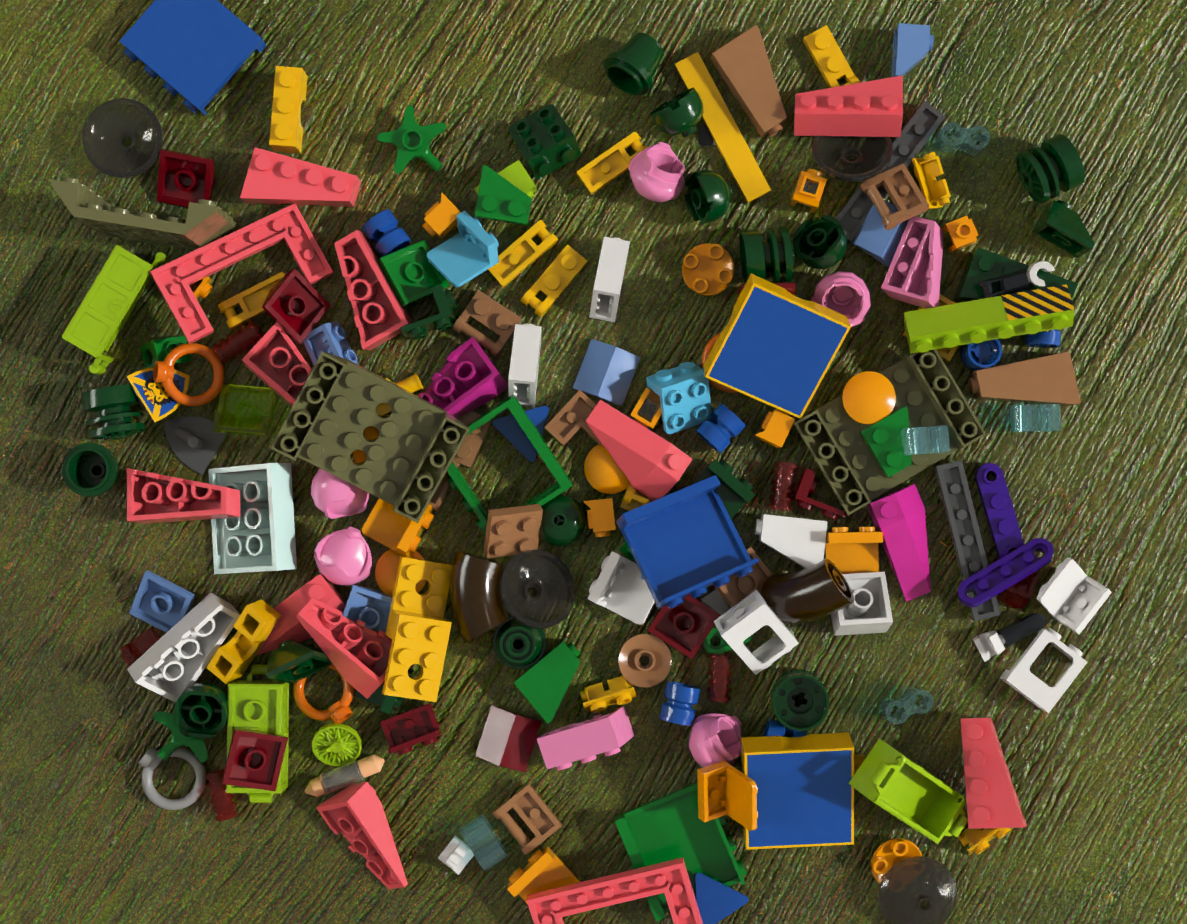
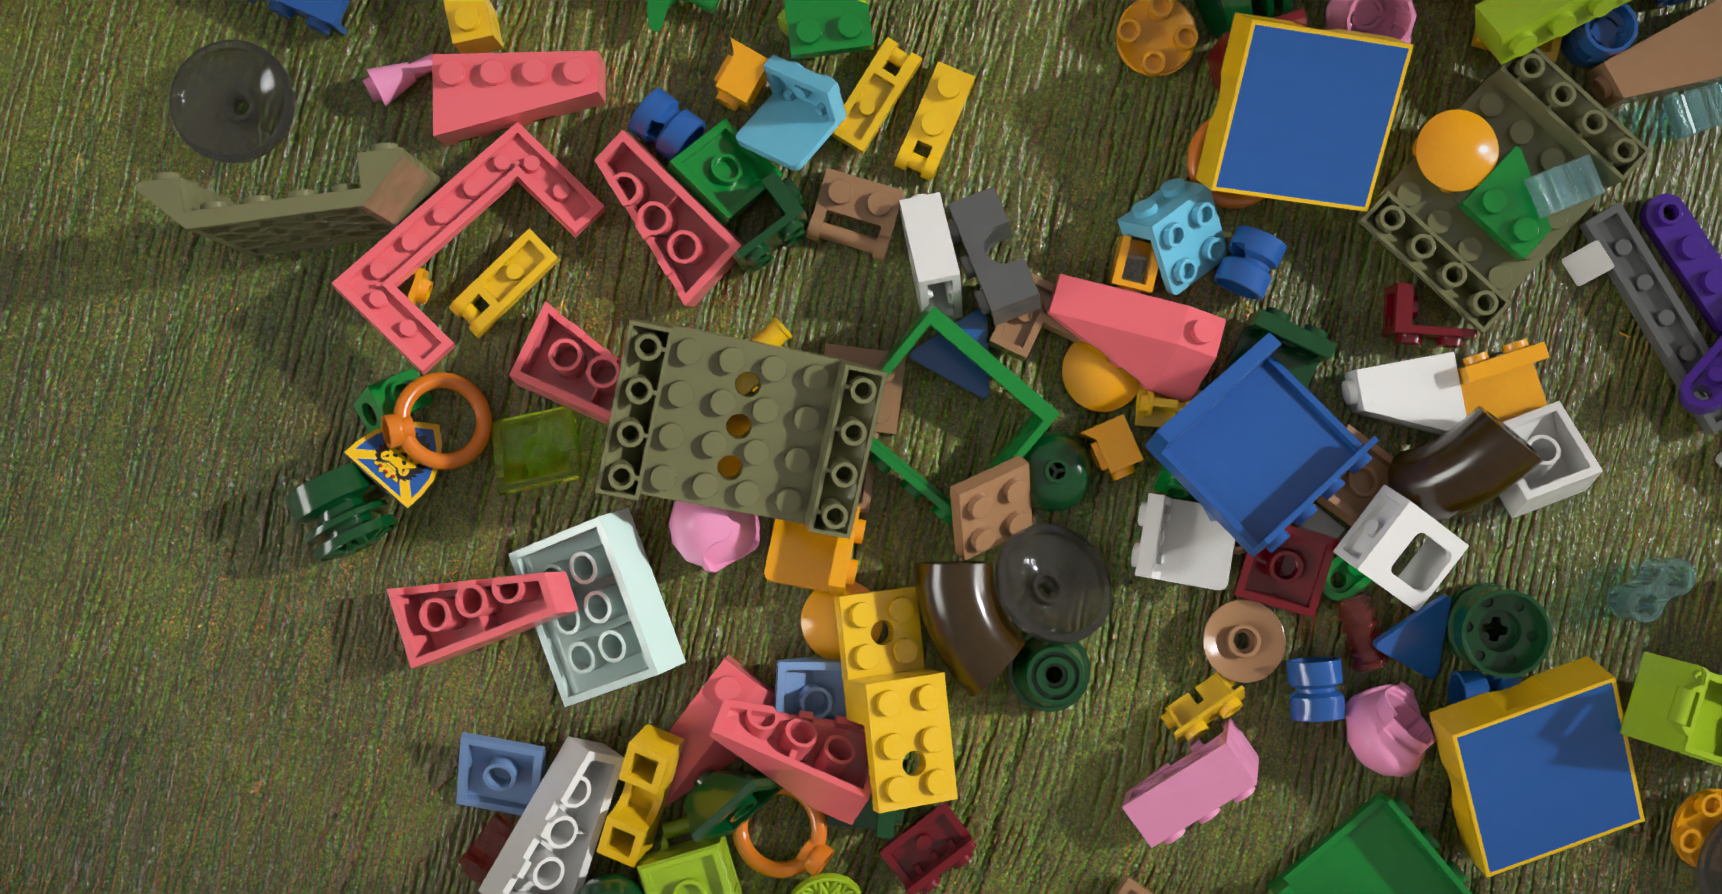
camera: 10 degrees left, 0 degrees up
(80, 465) = (317, 613): dark green piece -> none
(110, 304) = (287, 352): lime container -> none
(184, 178) = (338, 129): dark red slope -> none
(194, 441) = (475, 519): dark grey shield -> none
(227, 153) = (390, 81): none -> bright pink cone
(238, 341) = (495, 352): clear red piece -> none
(295, 305) = (564, 271): dark red slope -> none
(330, 339) = (623, 303): medium blue bracket -> none
(344, 557) = (751, 623): bright pink helmet -> none
(465, 381) = (851, 305): dark pink wedge -> none
(508, 738) = (1074, 818): dark red slope -> none
(549, 678) = (1112, 711): green slope -> none
(560, 354) = (1005, 288): none -> dark grey arch
(606, 372) = (1054, 231): medium blue slope -> none
(609, 279) = (1017, 93): white slope -> none
(727, 792) = (1444, 800): light orange bracket -> none
(752, 691) = (1418, 638): none -> blue piece
(775, 428) = (1330, 238): light orange window -> none
(783, 486) = (1367, 320): clear red piece -> none
(904, 538) = (1579, 366): dark pink wedge -> none
(931, 492) = (1588, 263): none -> white sticker

